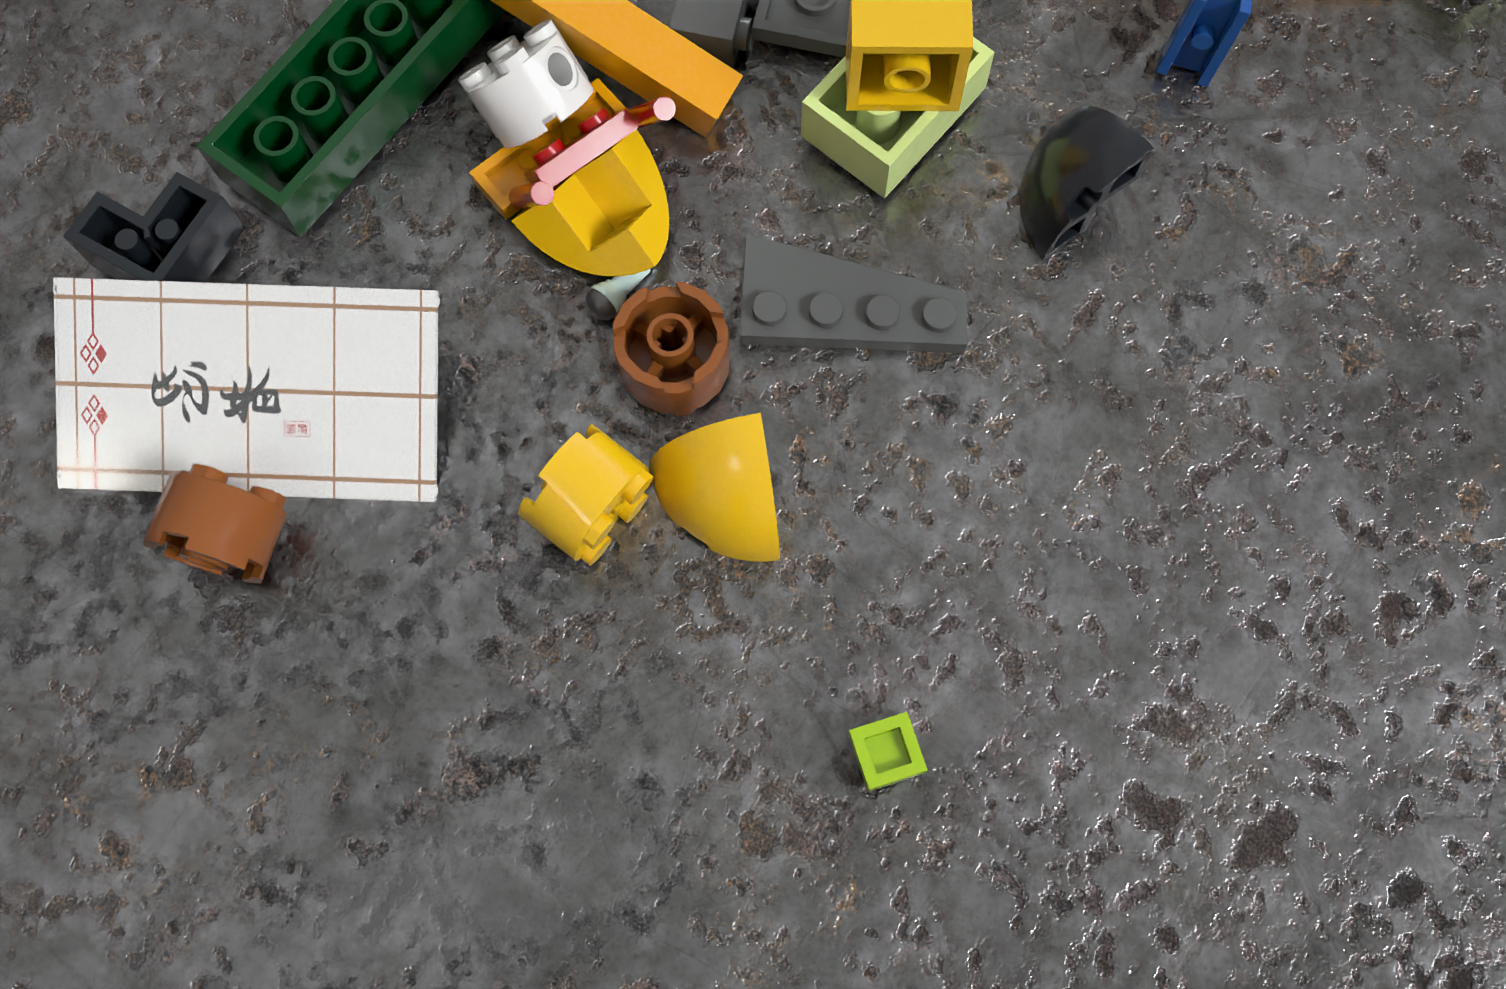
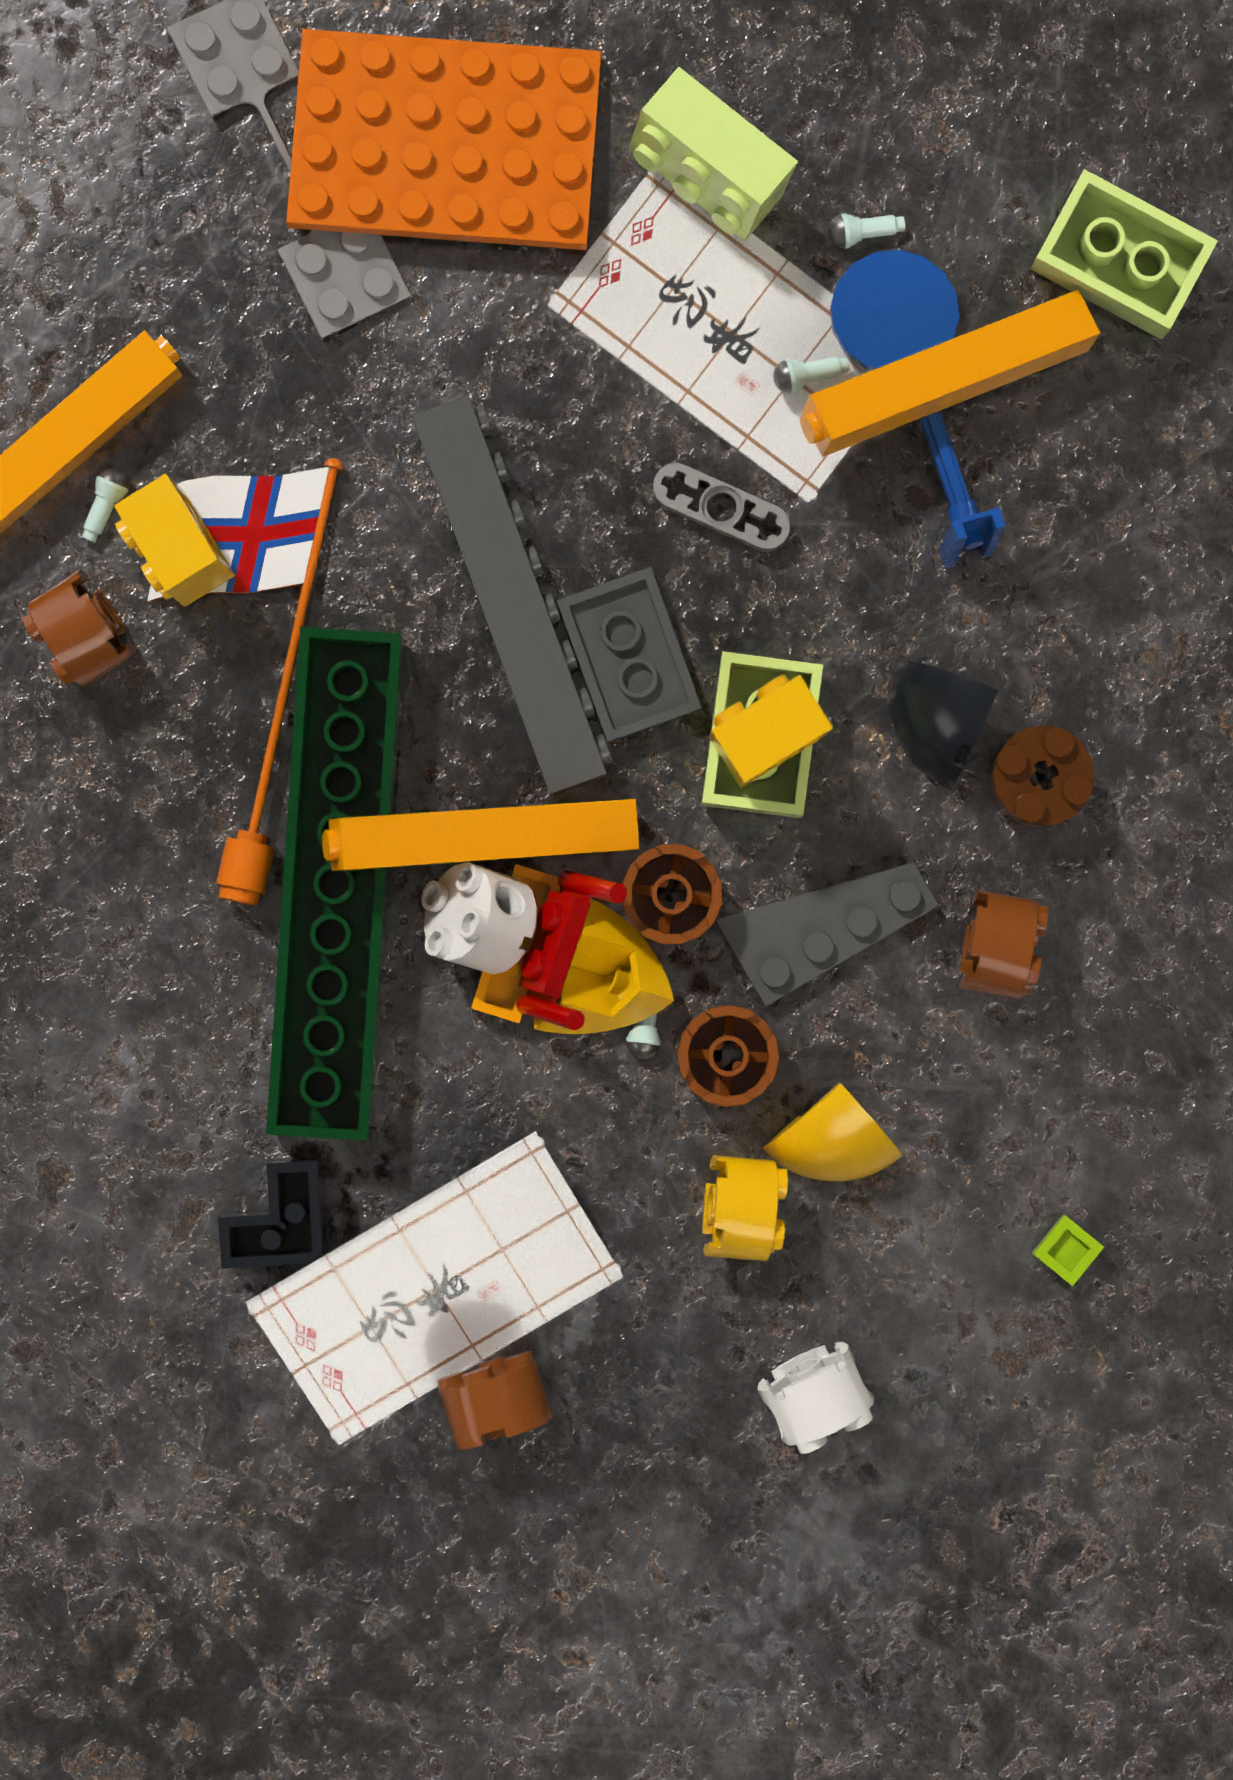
camera: 35 degrees left, 15 degrees up
(530, 728) = (817, 1396): none -> white brick
(719, 178) = (654, 871): none -> dark orange brick
(1008, 403) = (1001, 945): none -> dark orange brick
(1141, 281) = (1067, 789): none -> reddish brown brick

